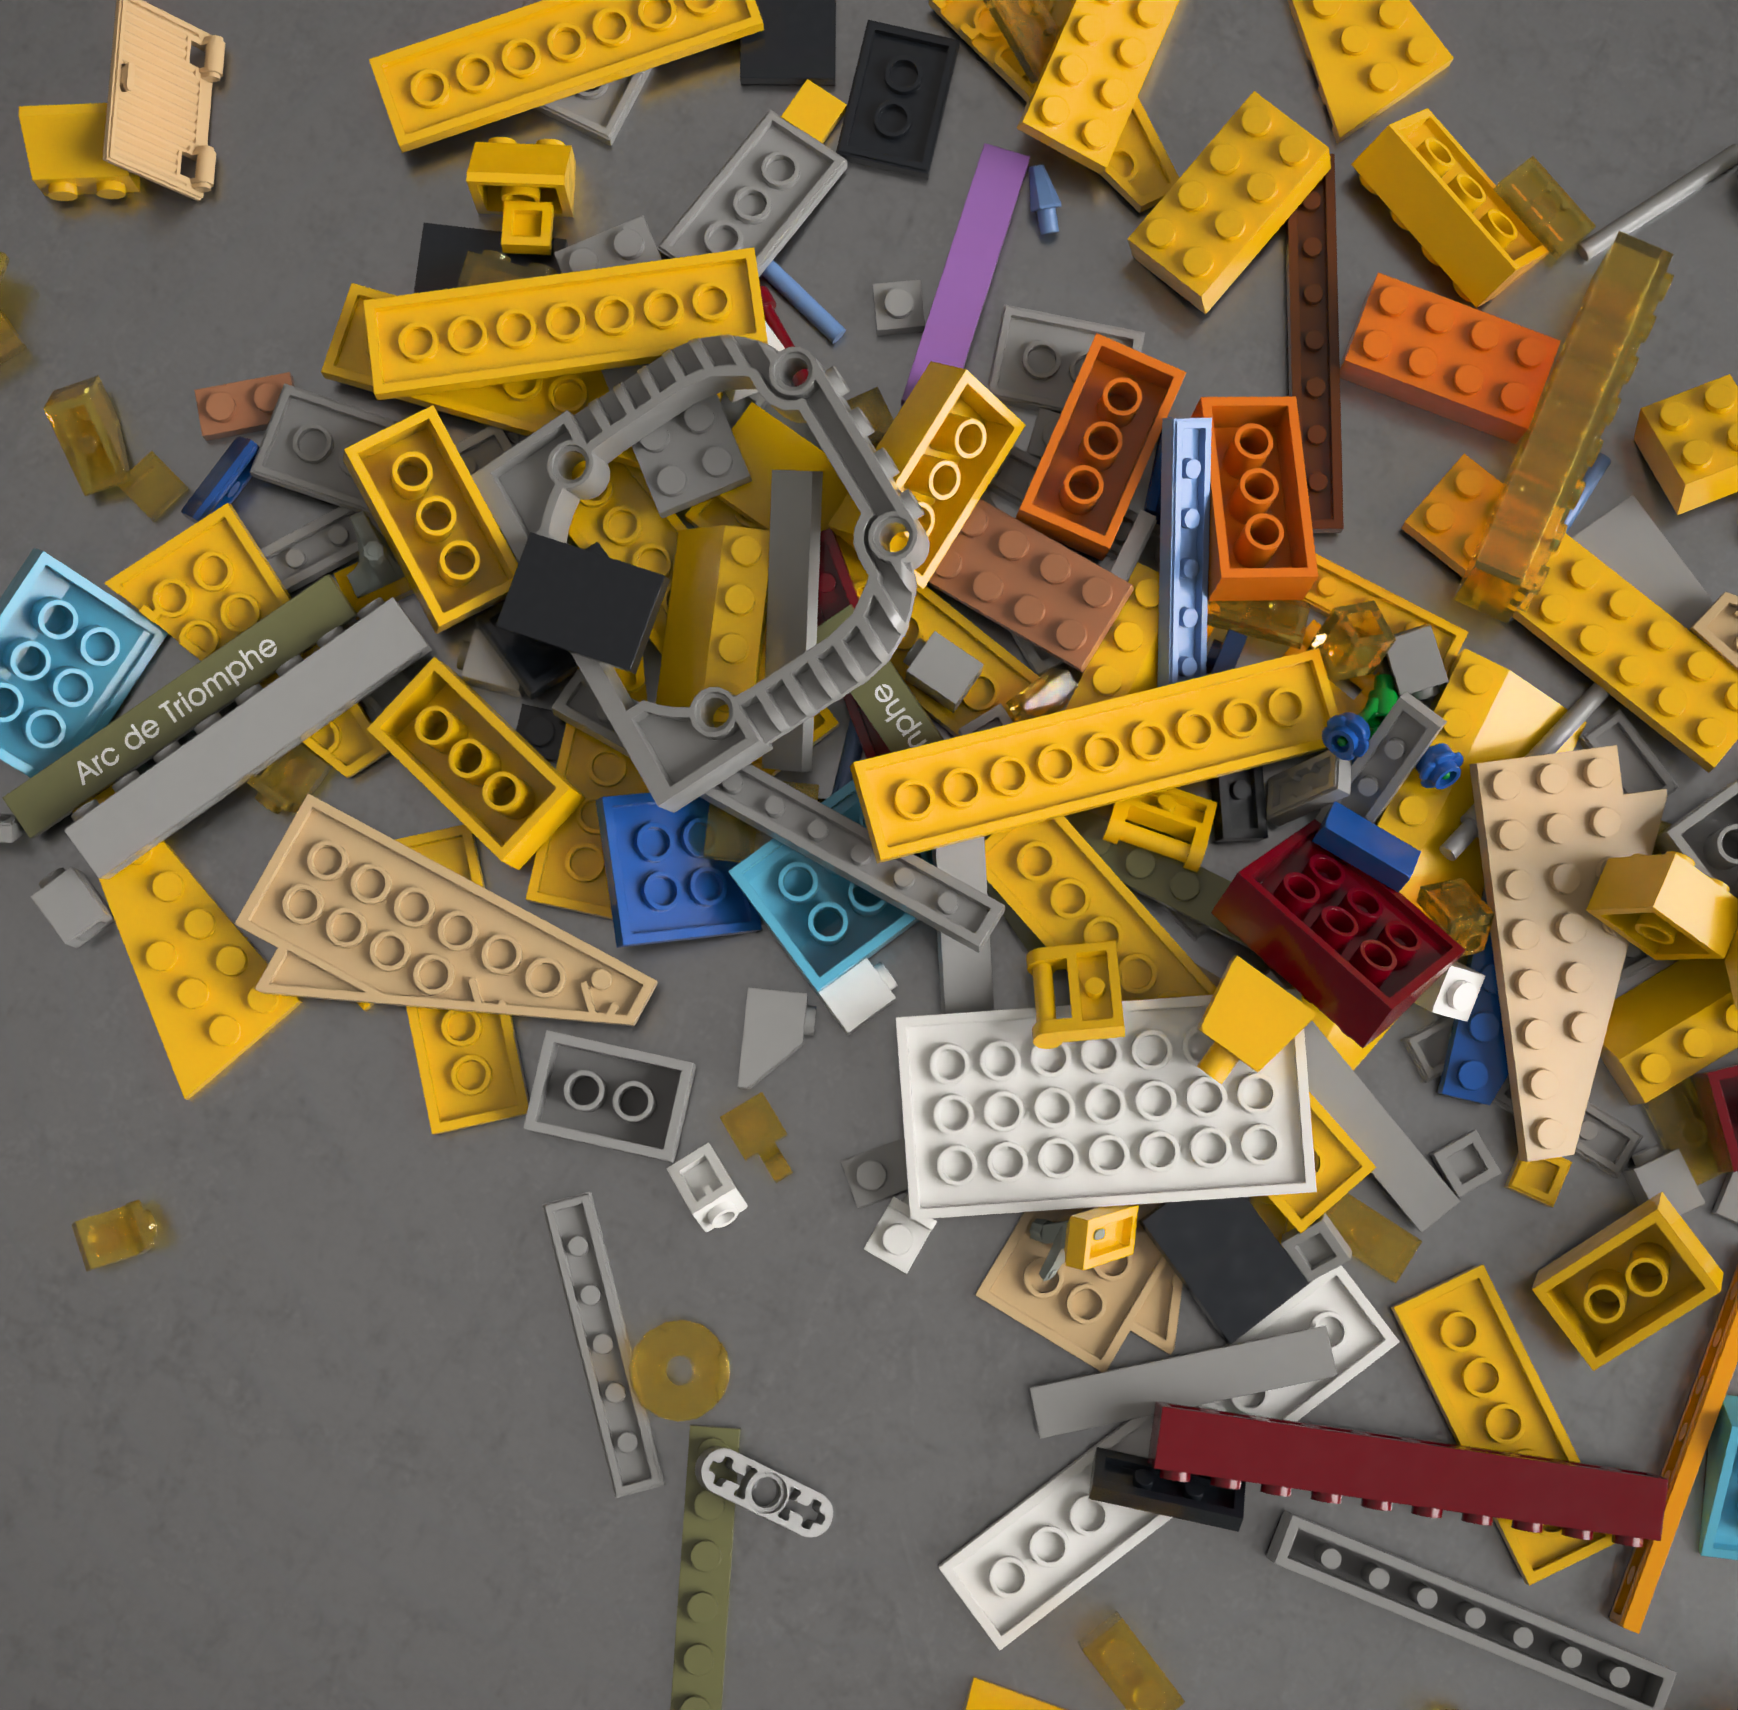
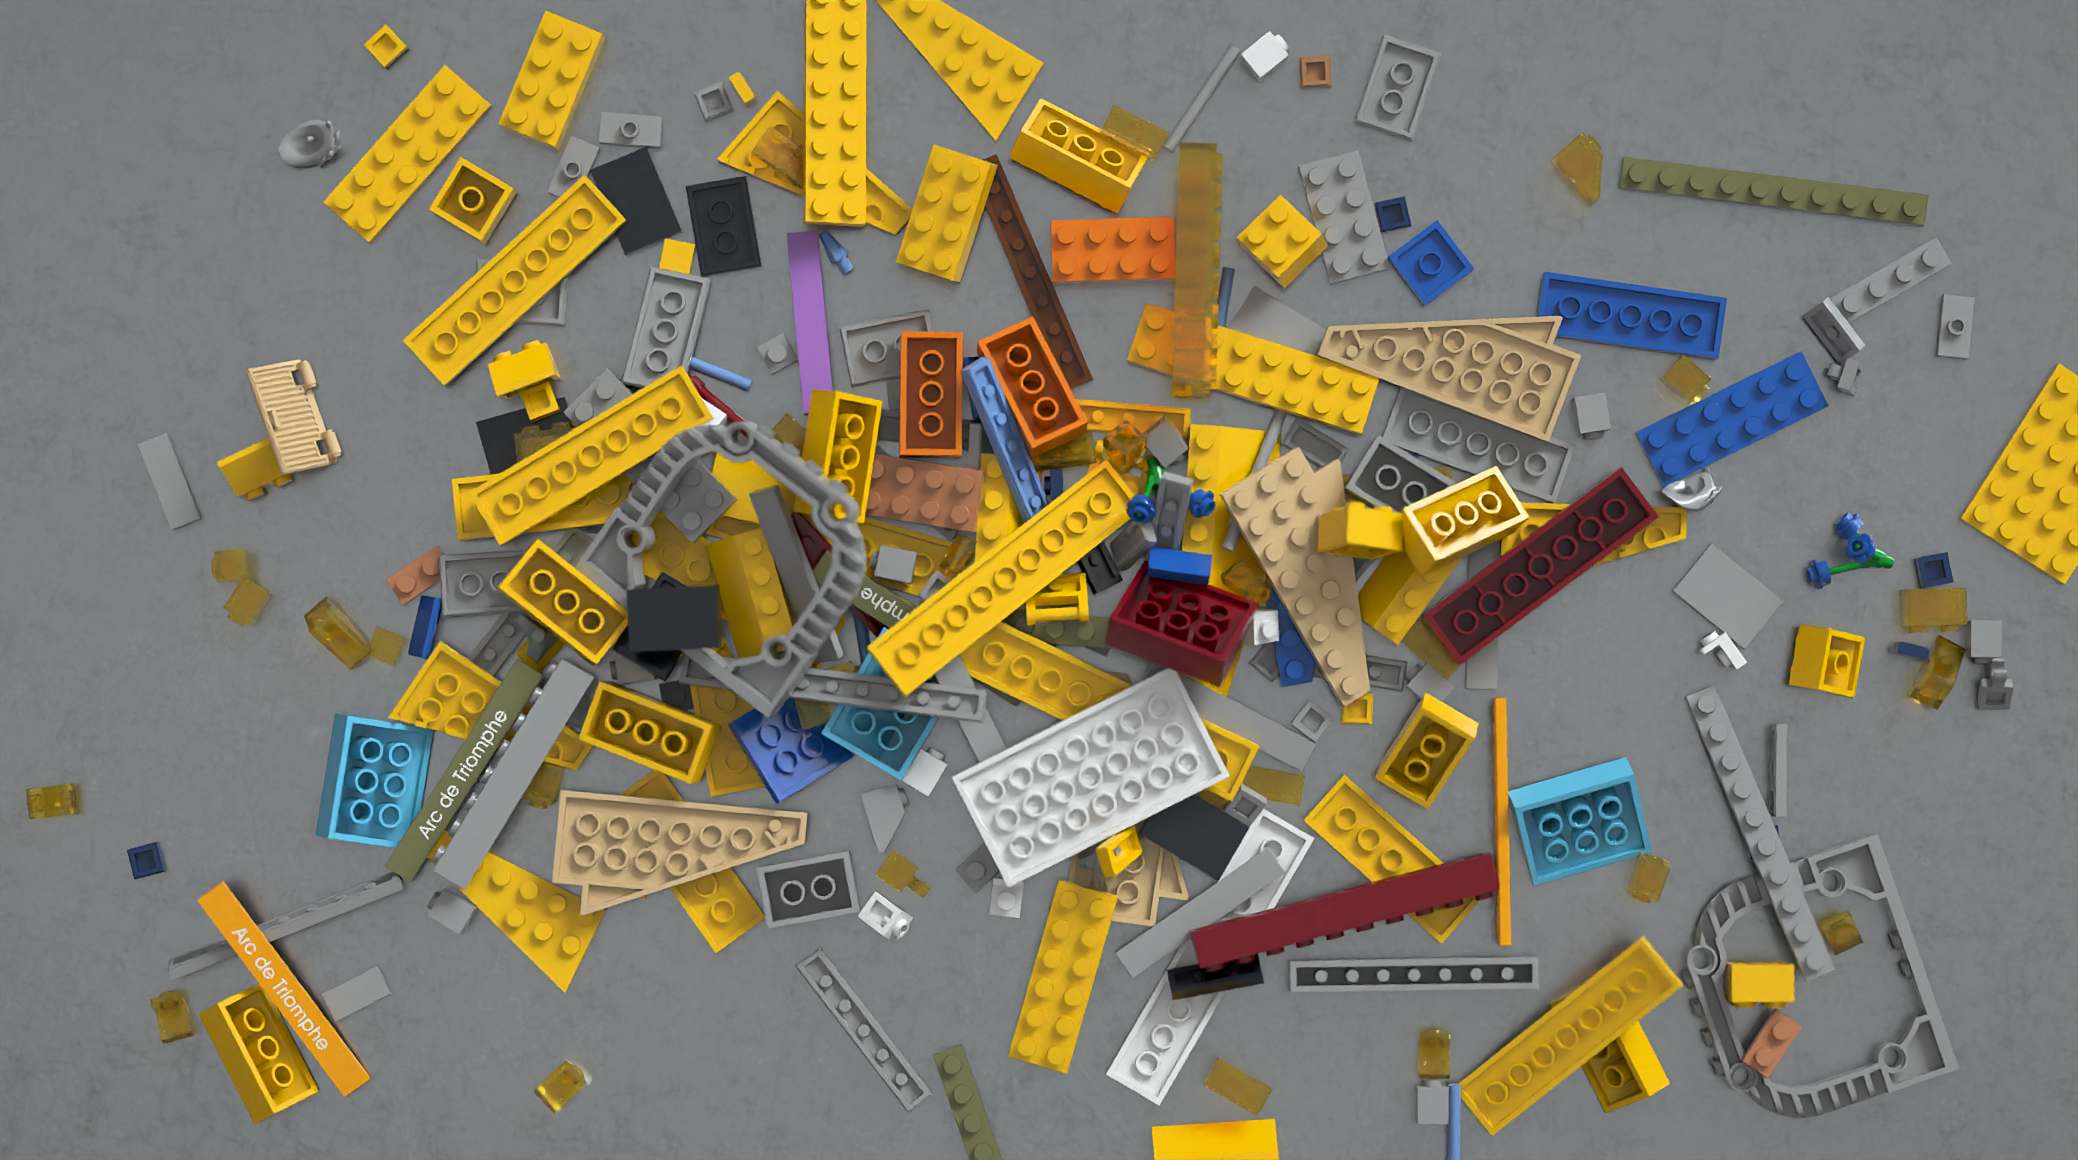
camera: 20 degrees left, 5 degrees up
(649, 1367) = (895, 1026): clear yellow tile -> none
(802, 1494) = (1011, 1083): light grey beam -> none
(935, 1390) = (1063, 976): none -> yellow plate
(1092, 989) = (1056, 716): yellow plate -> none
(1248, 1020) = (1150, 697): yellow torso -> none

